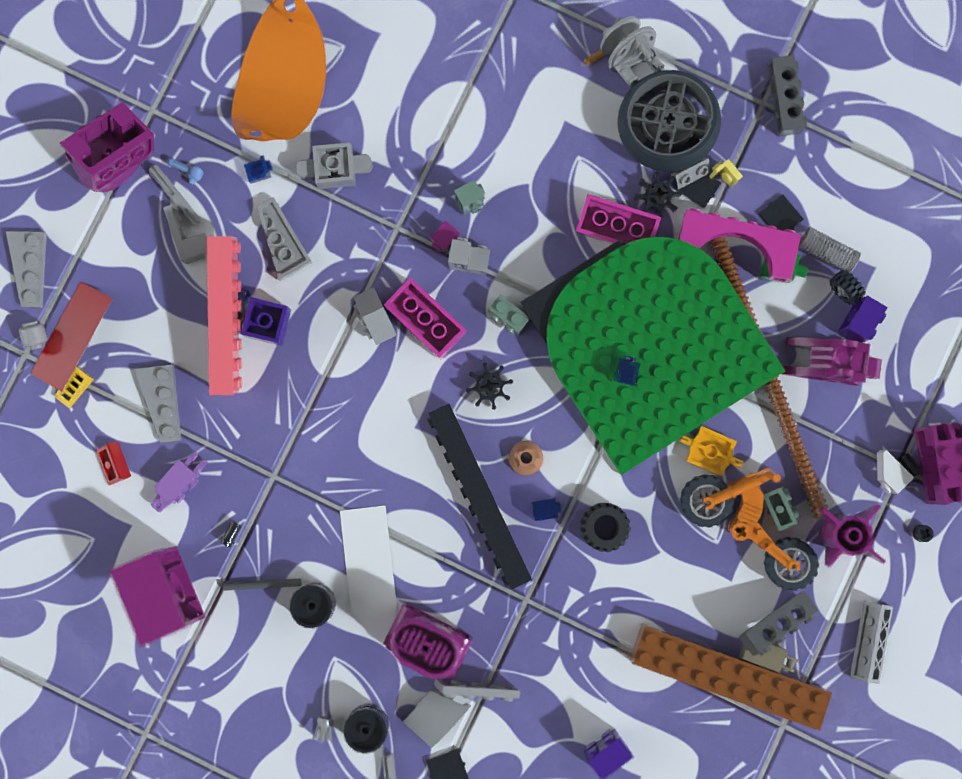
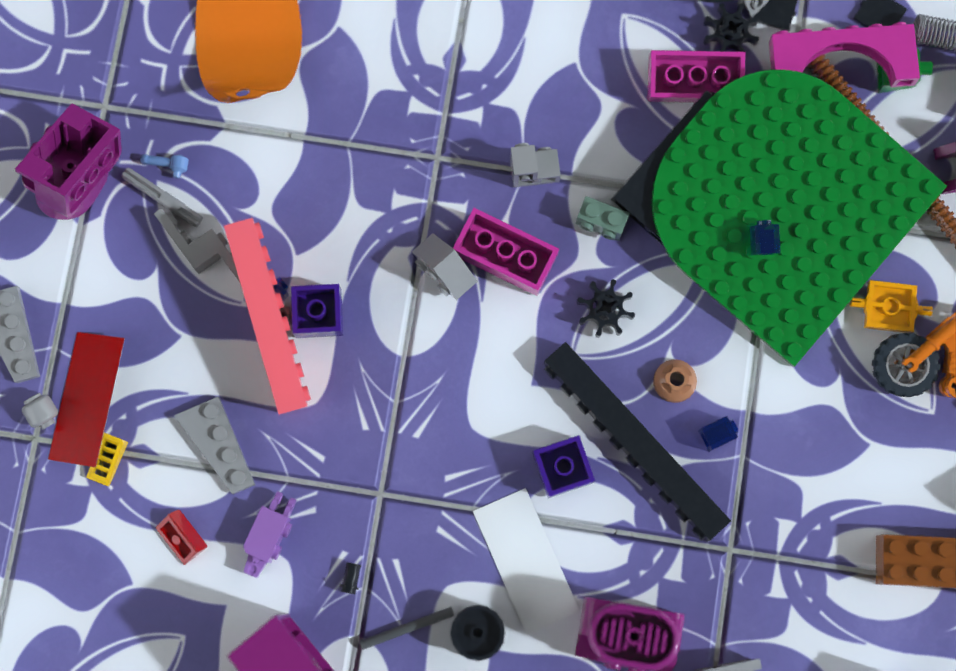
camera: 15 degrees left, 5 degrees down
(258, 170) = (253, 137): clear blue bracket -> none
(284, 244) = (309, 214): light grey wing -> none
(334, 166) = (342, 106): light grey brick -> none
(417, 499) = (563, 466): none -> dark purple brick
(443, 237) = (497, 151): magenta brick -> none
(470, 197) = (514, 96): sand green brick -> none
(622, 527) = (813, 421): black tyre -> none

